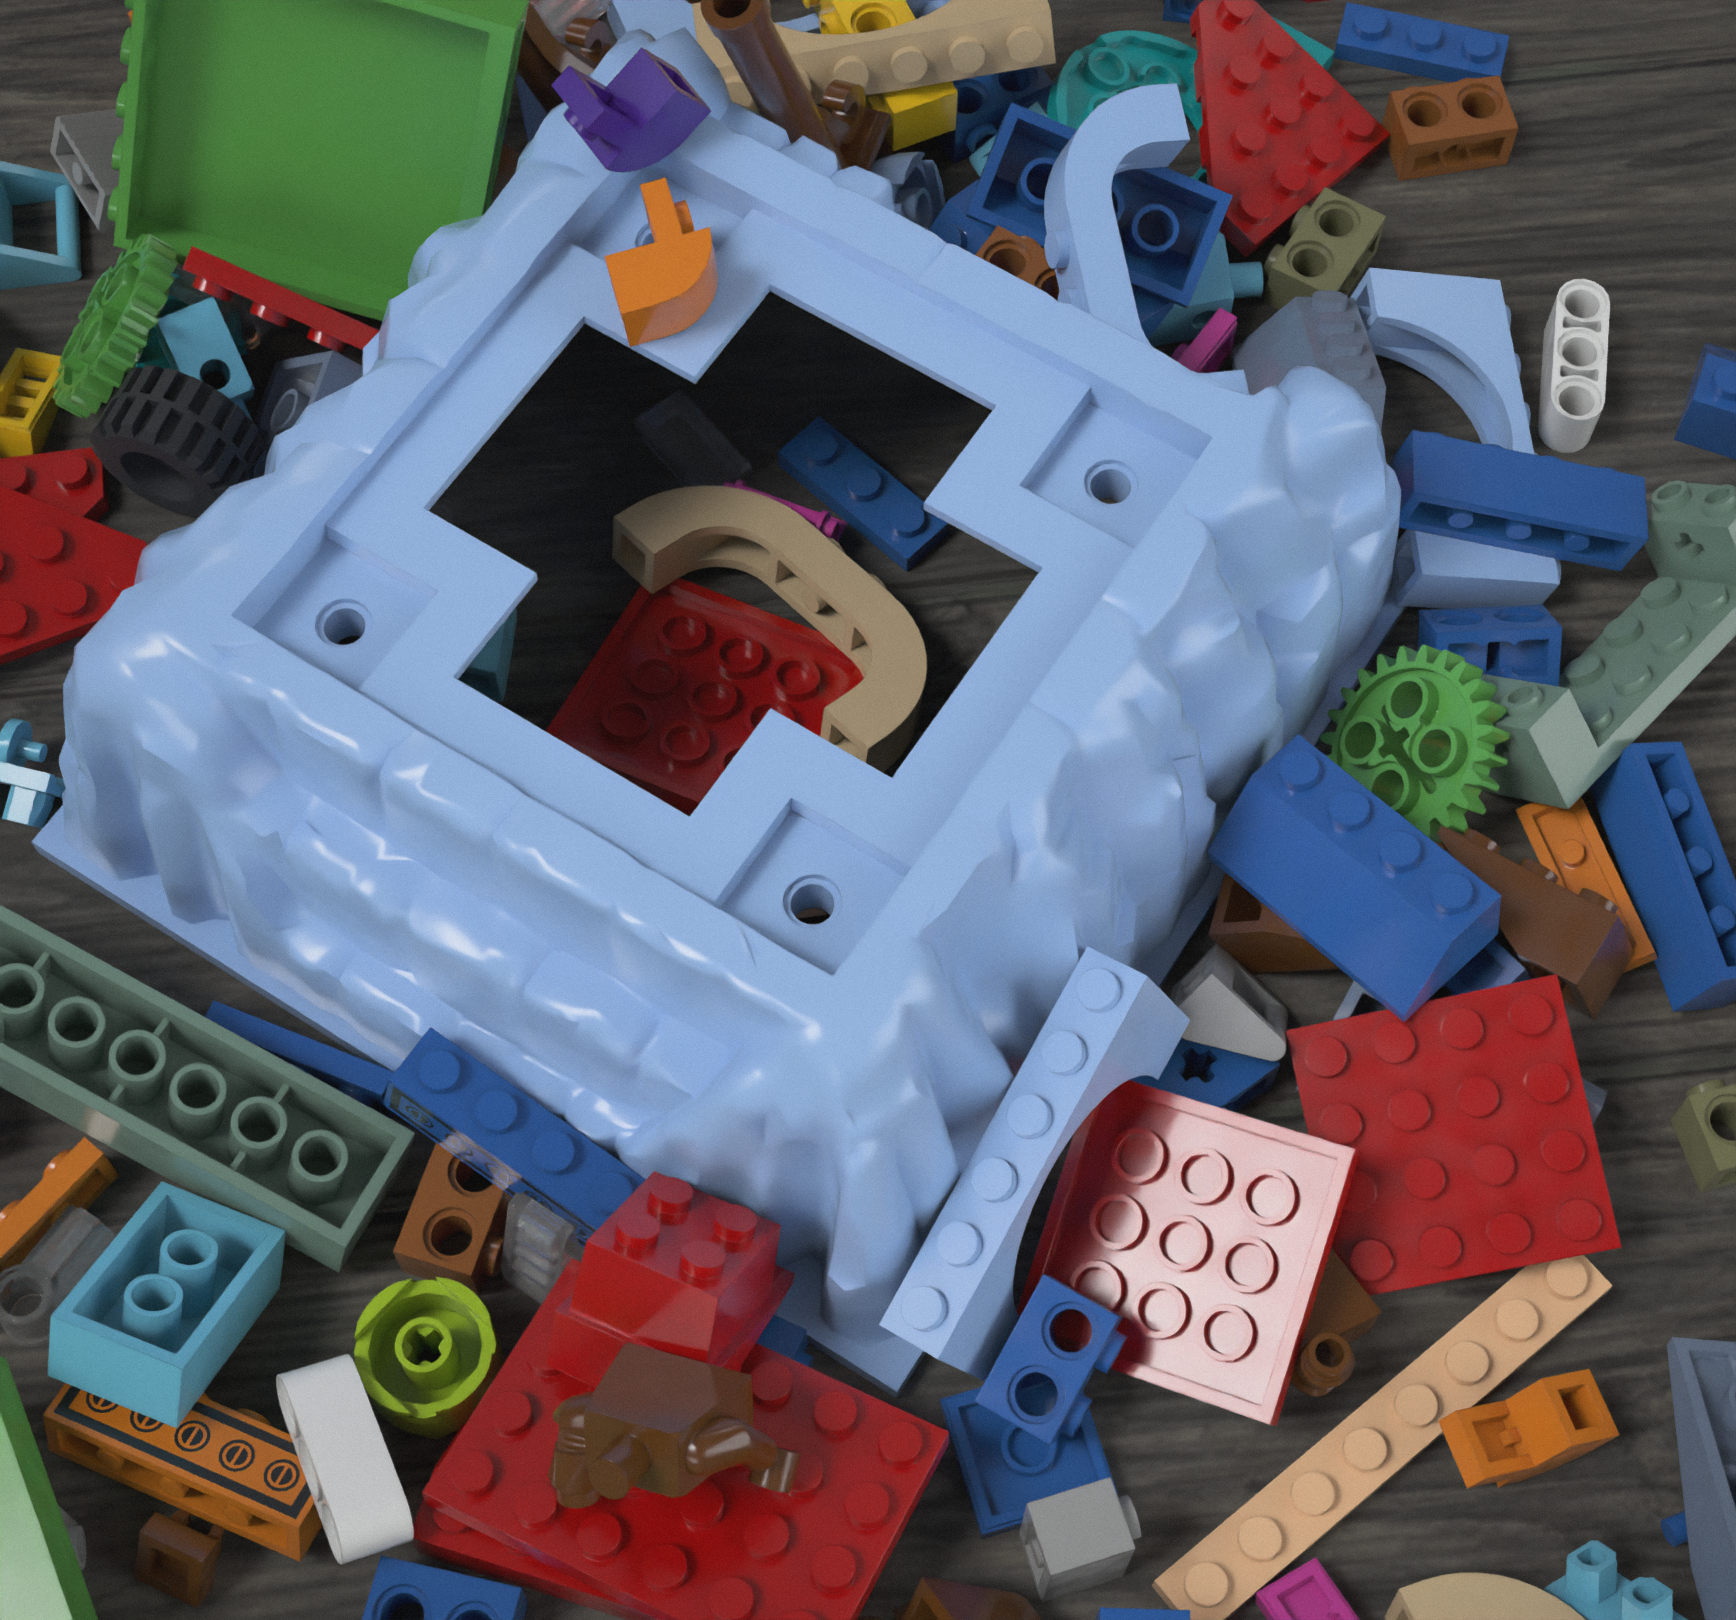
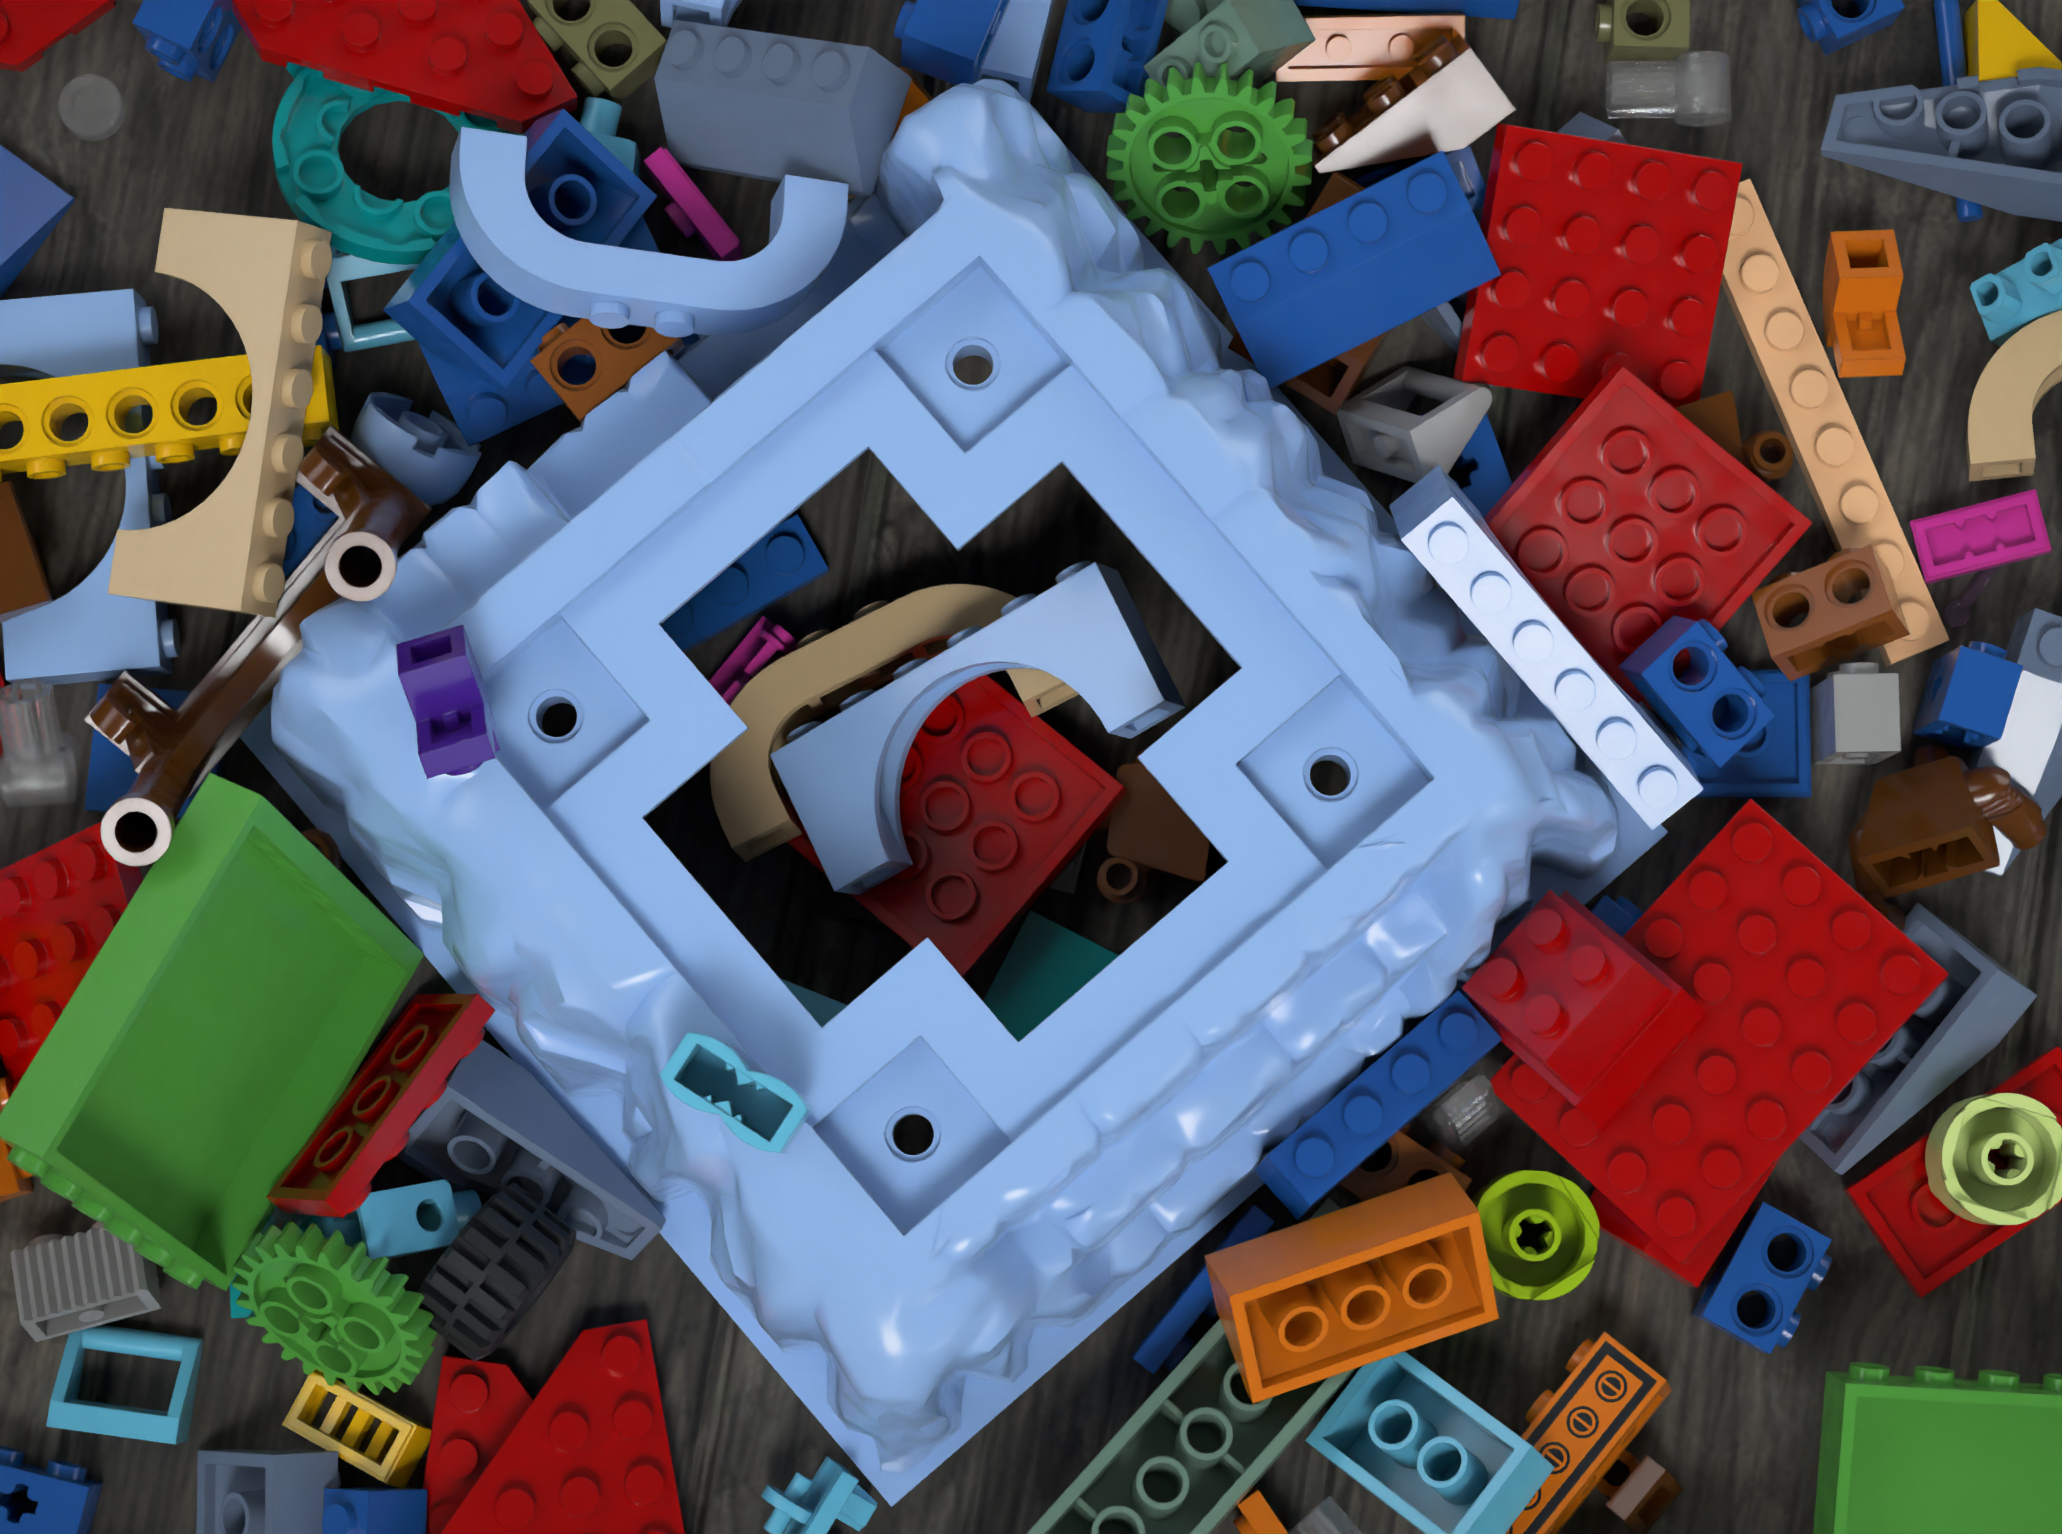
camera: 75 degrees left, 20 degrees up
(319, 1158) = (1353, 1286): none -> orange slope
(327, 414) = (720, 1082): none -> medium azure brick
(344, 1459) = (1618, 1326): white beam -> none
(661, 1429) = (1719, 1043): reddish brown torso -> none
(665, 282) = (655, 722): orange brick -> none
(726, 596) = (851, 767): none -> light blue arch
(1183, 1482) = (1833, 626): none -> dark orange brick
(1675, 1197) = (1689, 88): none -> clear piece

